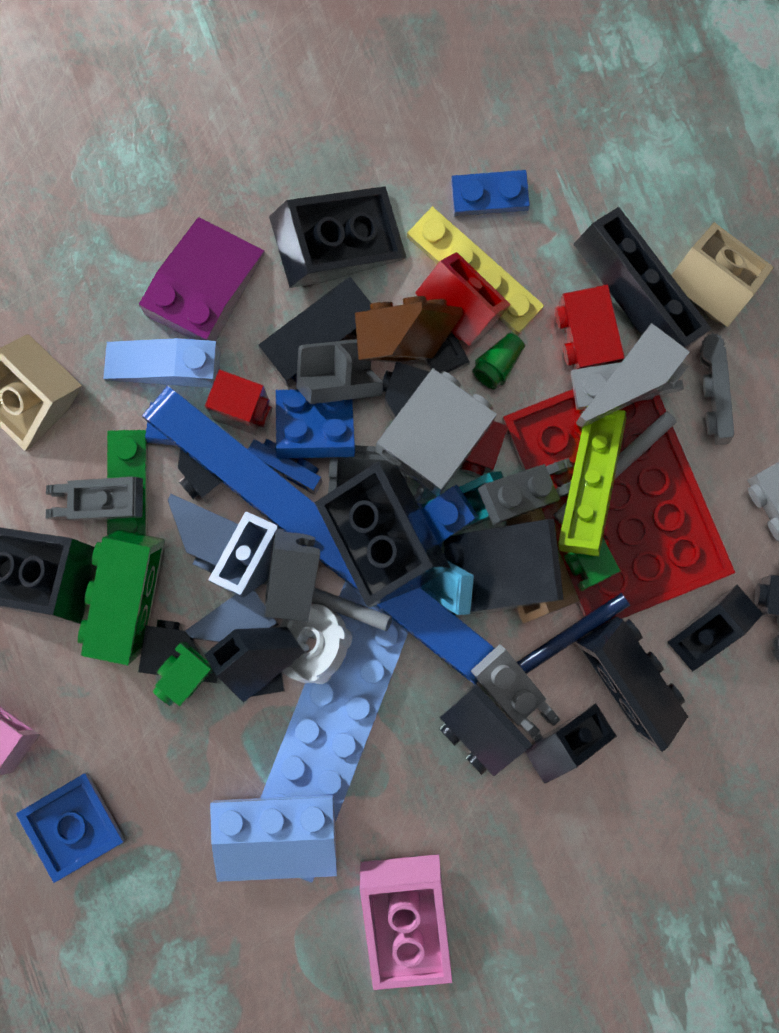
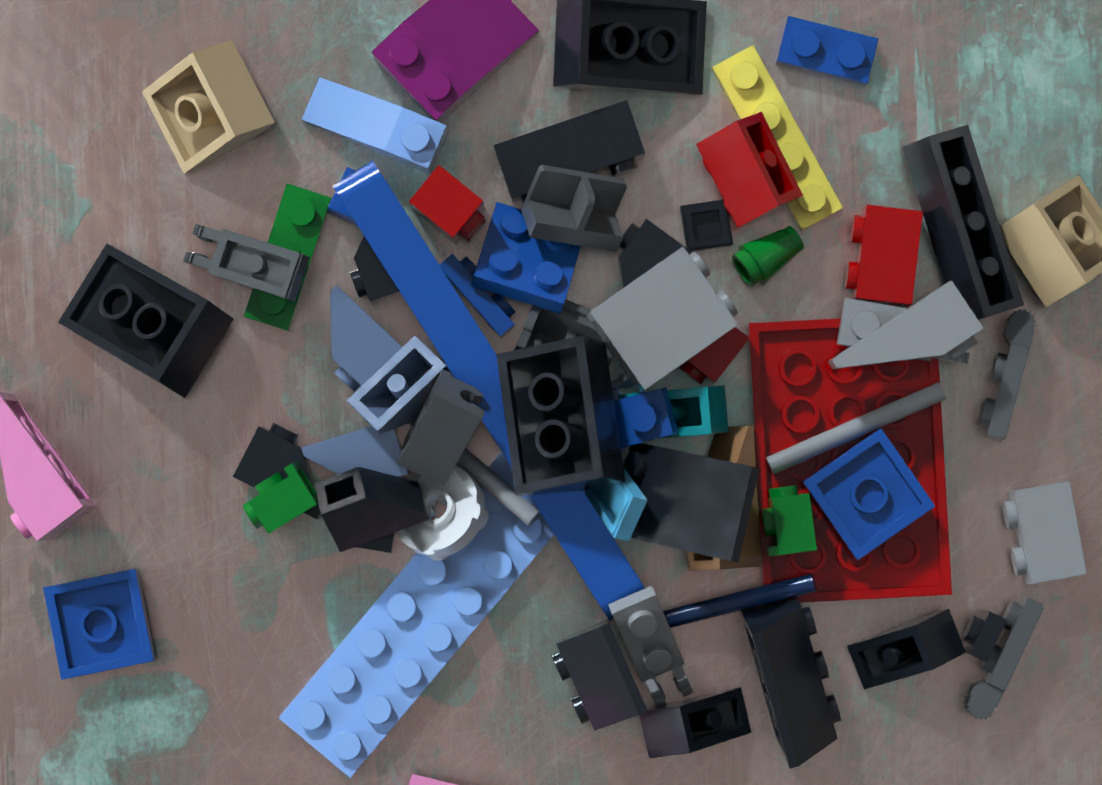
camera: 20 degrees right, 5 degrees up
(120, 596) = (241, 384): green brick -> none
(273, 838) = (324, 714): light blue slope -> none
(406, 330) = (667, 186): reddish brown slope -> none
(524, 491) = (741, 422): dark grey hinge -> none
(592, 485) = (820, 440): lime plate -> none
(646, 515) = (868, 494): none -> blue plate

